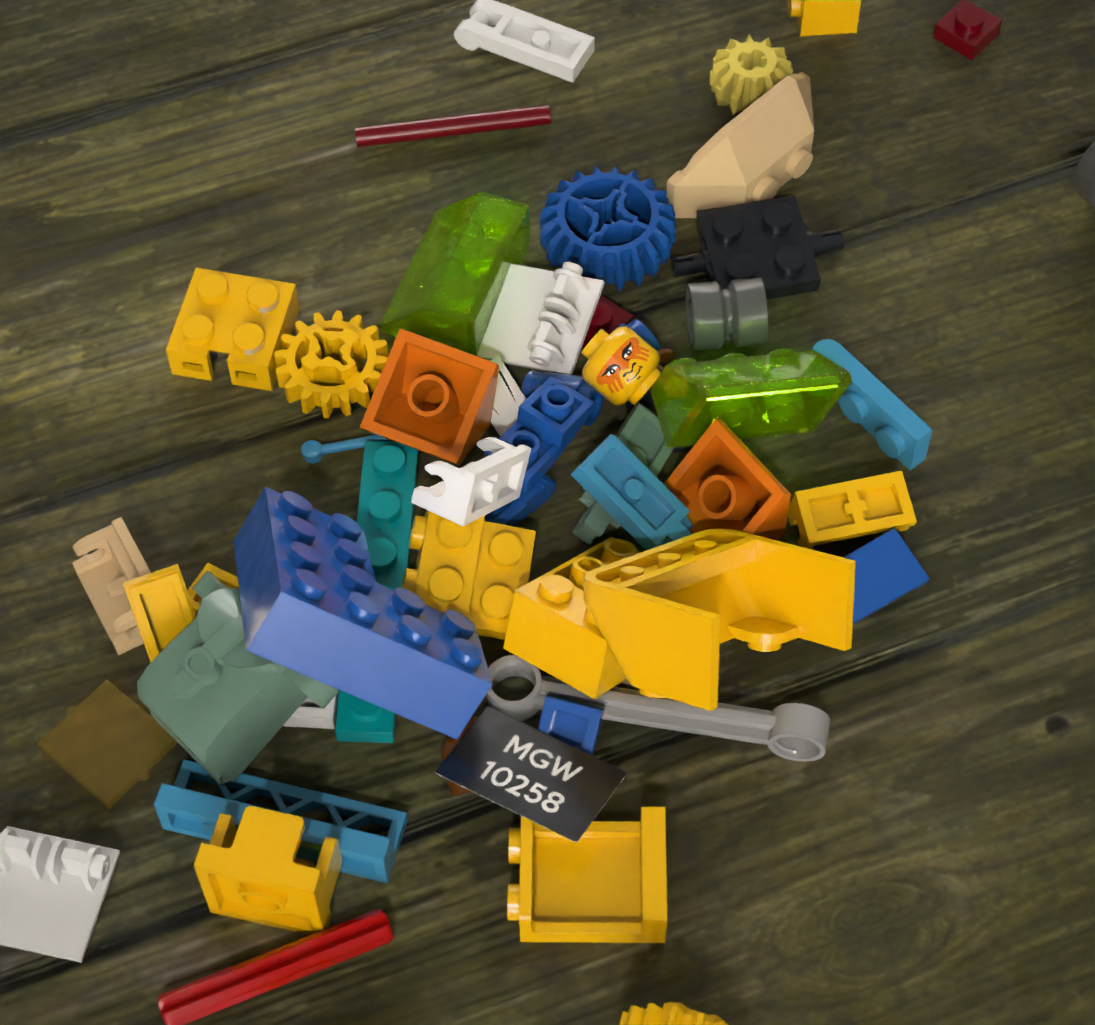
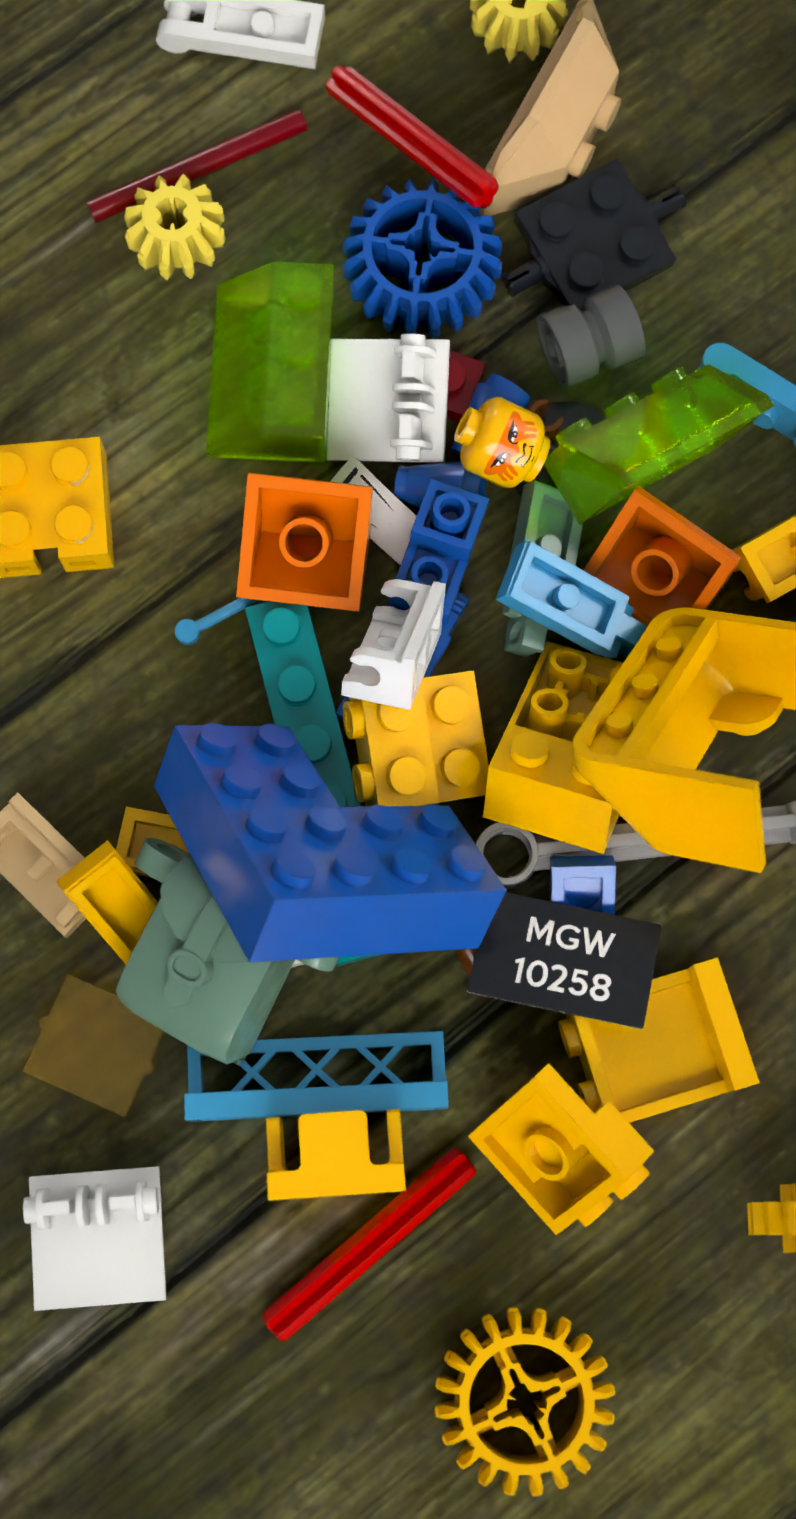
camera: 20 degrees left, 20 degrees up
(330, 363) = (185, 499): yellow gear -> none
(416, 159) = (169, 208): none -> light yellow gear
(469, 923) = (562, 1152): none -> yellow plate
(629, 139) = (412, 137): none -> red axle

